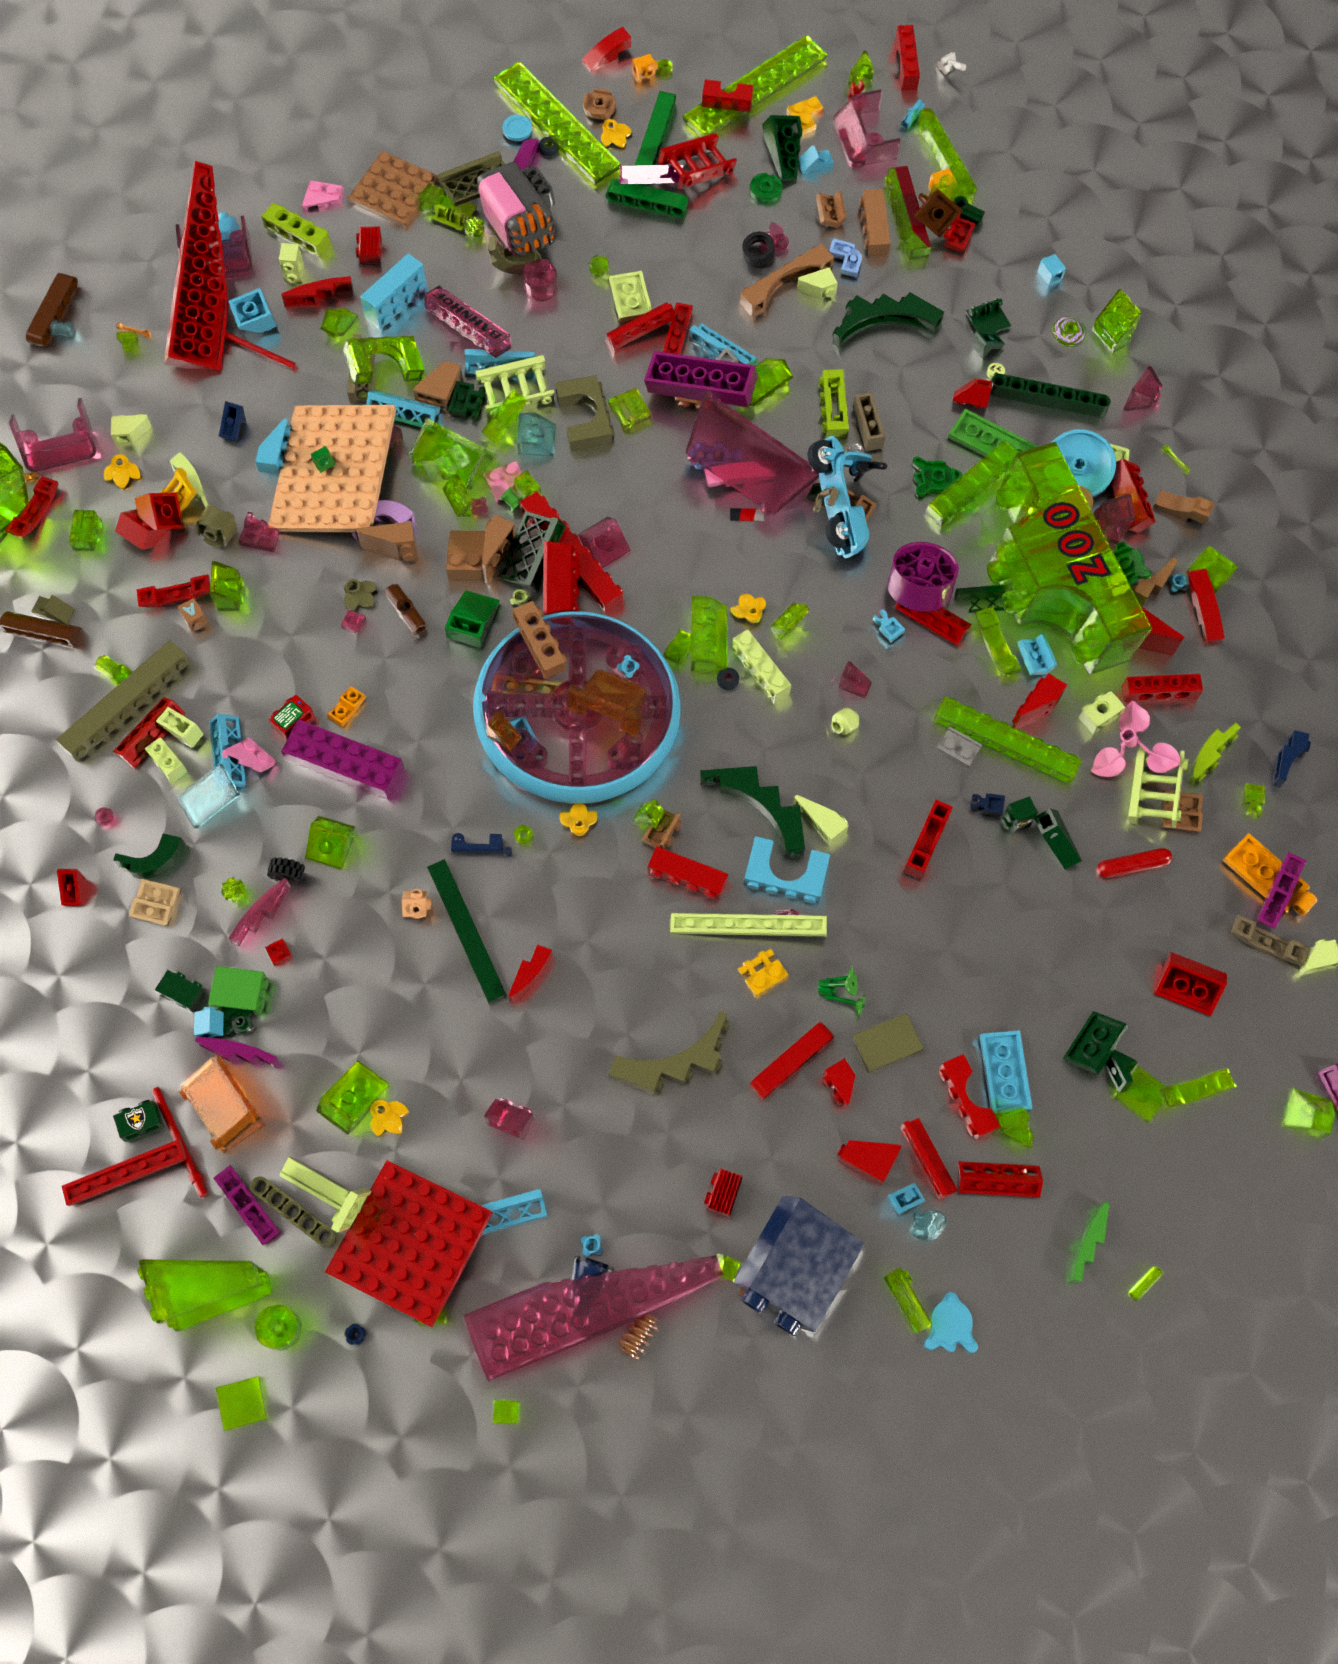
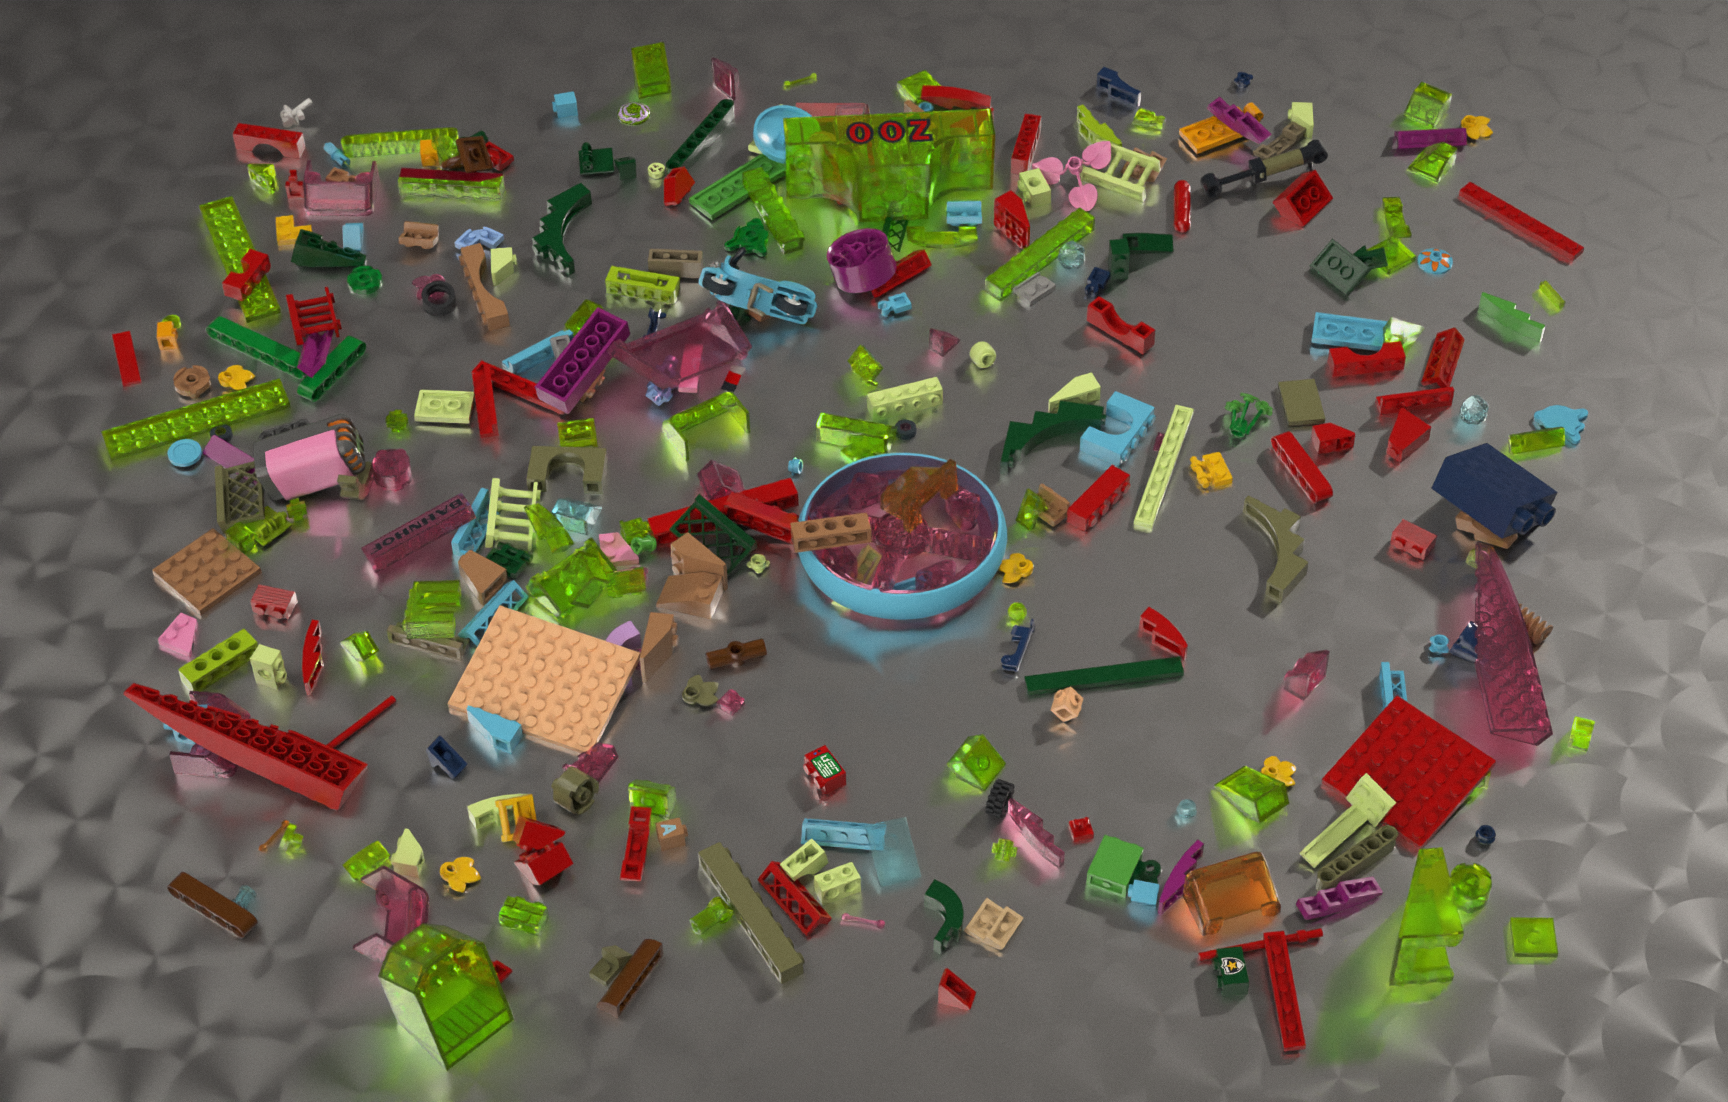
camera: 70 degrees left, 20 degrees down
(104, 812) = (881, 948): clear pink plate -> none
(118, 400) = (366, 859): none -> clear neon green slope
(138, 808) = (880, 923): none -> clear pink hinge
(180, 991) = (1101, 914): dark green brick -> none
(250, 755) = (862, 807): bright pink wing -> none
(252, 312) = (314, 710): medium azure slope -> none
(321, 1046) = (1184, 805): none -> clear light blue plate
(323, 459) = (538, 677): green bracket -> none
(342, 759) = (889, 734): magenta brick -> none
(348, 705) = (826, 725): light orange slope -> none
(393, 291) = (350, 586): medium azure brick -> none
(471, 618) = (769, 602): green slope -> none
(502, 732) = (921, 578): clear orange slope -> none
(623, 666) = (881, 477): medium azure plate -> none
(647, 596) = (795, 466): none -> medium azure plate
(697, 507) = (700, 413): none -> clear neon green windscreen
(749, 608) = (837, 396): yellow plate -> none
(794, 428) = (655, 318): none -> dark blue piece
(875, 222) = (450, 208): medium nougat brick -> none
(884, 125) = (340, 175): none -> medium nougat plate
(905, 1199) = (1450, 423): medium azure slope -> none
(1012, 771) = (1072, 255): none -> clear light blue hair
(1147, 1150) = (1435, 261): none -> medium azure dish
(1184, 507) = (854, 84): medium nougat slope -> none
(1213, 928) = (1259, 169): none -> black piece
(1253, 1230) = (1521, 221): none -> red plate

